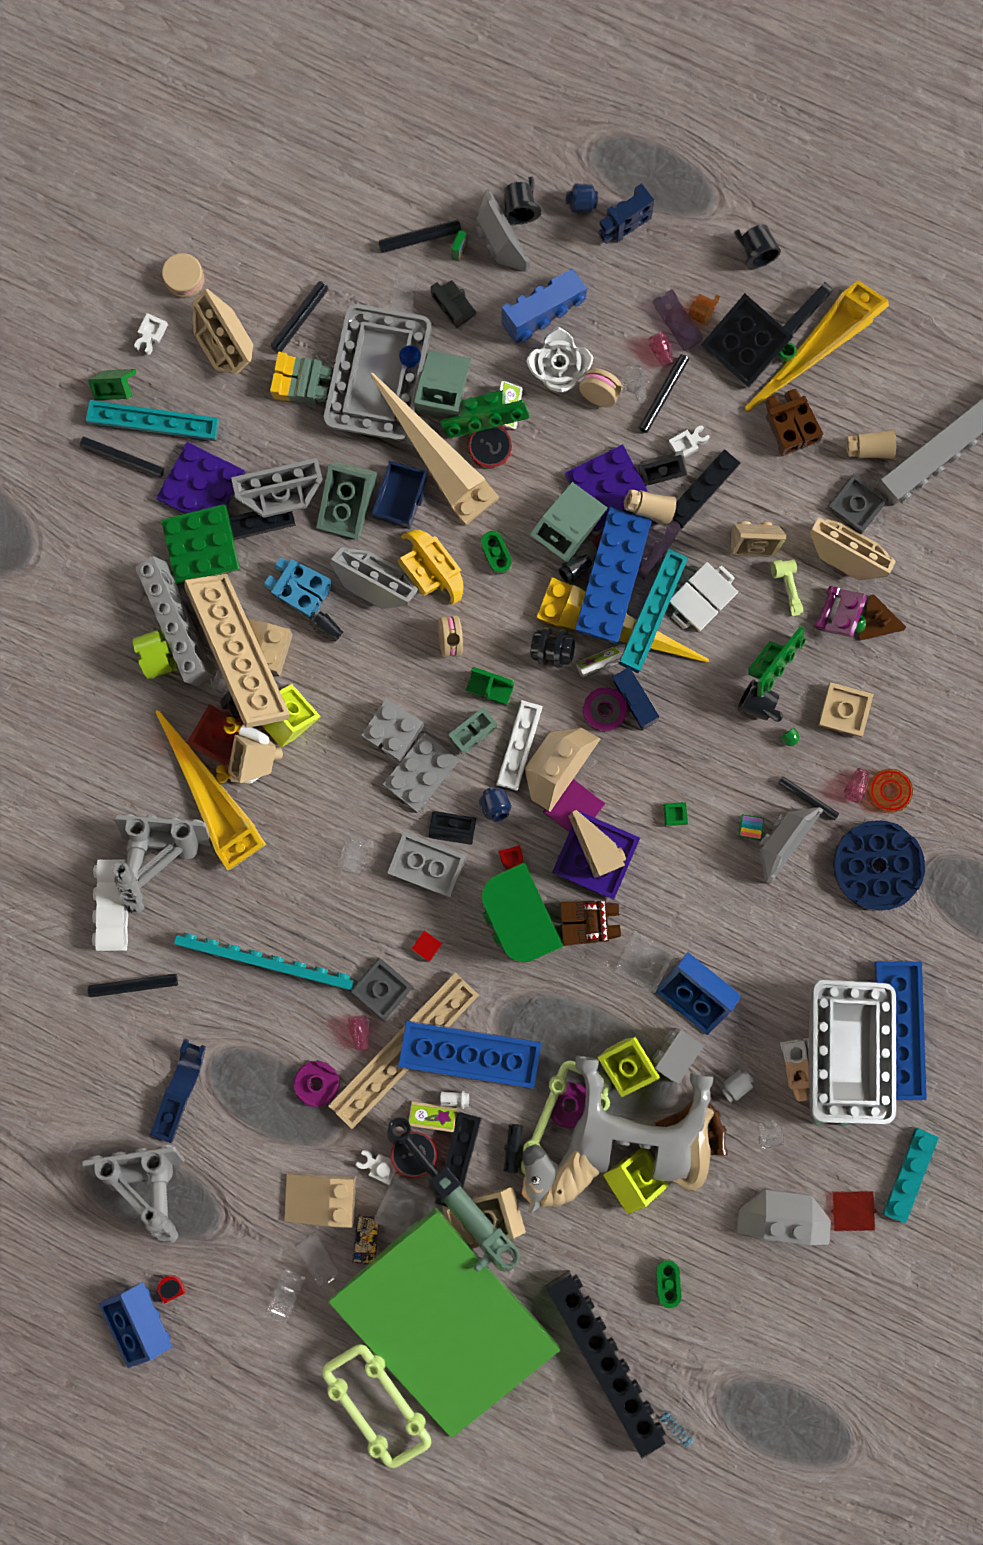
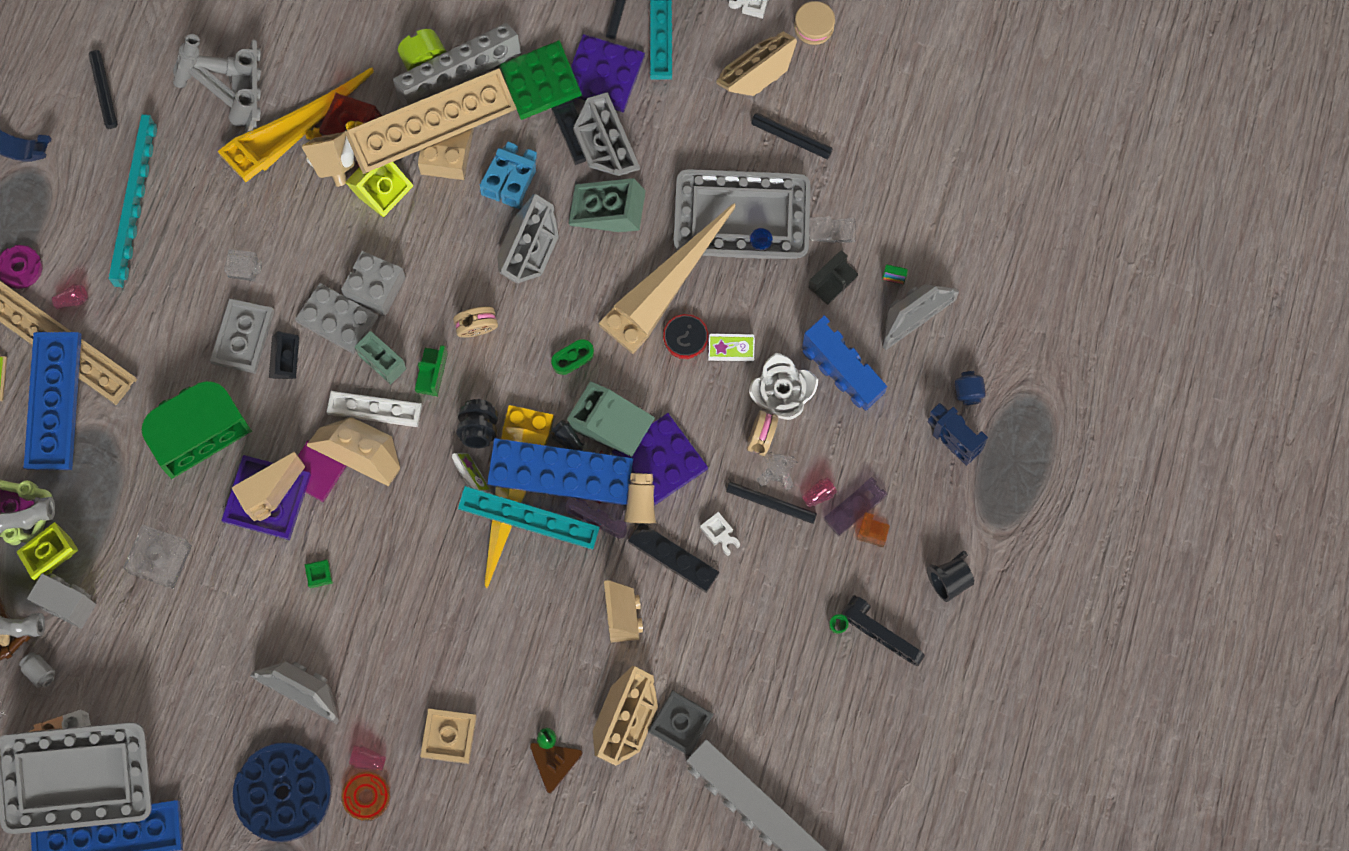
camera: 80 degrees right, 10 degrees down
(111, 912) = (160, 59): white brick -> none
(300, 379) = (724, 153): sand green hips -> none
(326, 626) = (474, 207): black cone -> none
(381, 989) = (115, 313): dark grey tile -> none
(400, 495) = (619, 256): dark blue container -> none
(419, 236) = (899, 237): black axle -> none
(426, 946) = (161, 348): red tile -> none
(431, 566) = (548, 296): yellow plate -> none
(442, 384) = (742, 278): sand green slope -> none
(455, 1099) = (9, 396): white pin -> none
(484, 413) = (715, 321): green bracket -> none
(495, 804) = (309, 391): dark blue head -> none
(511, 857) = (257, 417): red tile -> none
(520, 203) = (952, 326): black hat -> none
(595, 922) = (196, 498): reddish brown hips -> none
(605, 722) = (416, 475): magenta tile -> none
(636, 698) = (430, 510): dark blue container -> none
(663, 468) = (687, 510): black slope -> none
(696, 604) = (554, 571): white piece -> none
(698, 993) = (131, 618): blue slope -> none
(747, 340) = (840, 577): black plate -> none
(751, 827) = (312, 653): tile -> none
(757, 706) = (444, 641): black hat -> none
(773, 660) = (489, 648): green bracket -> none
(785, 569) = (594, 653): yellowish green brick -> none
(791, 737) = (411, 681): green hinge -> none
(792, 422) = (766, 637): reddish brown hips -> none
(807, 797) = (349, 710): black bar -> none
(846, 318) = (884, 681): yellow plate -> none
(846, 615) = (554, 722): magenta plate -> none
(872, 445) = (746, 729): tan plant -> none

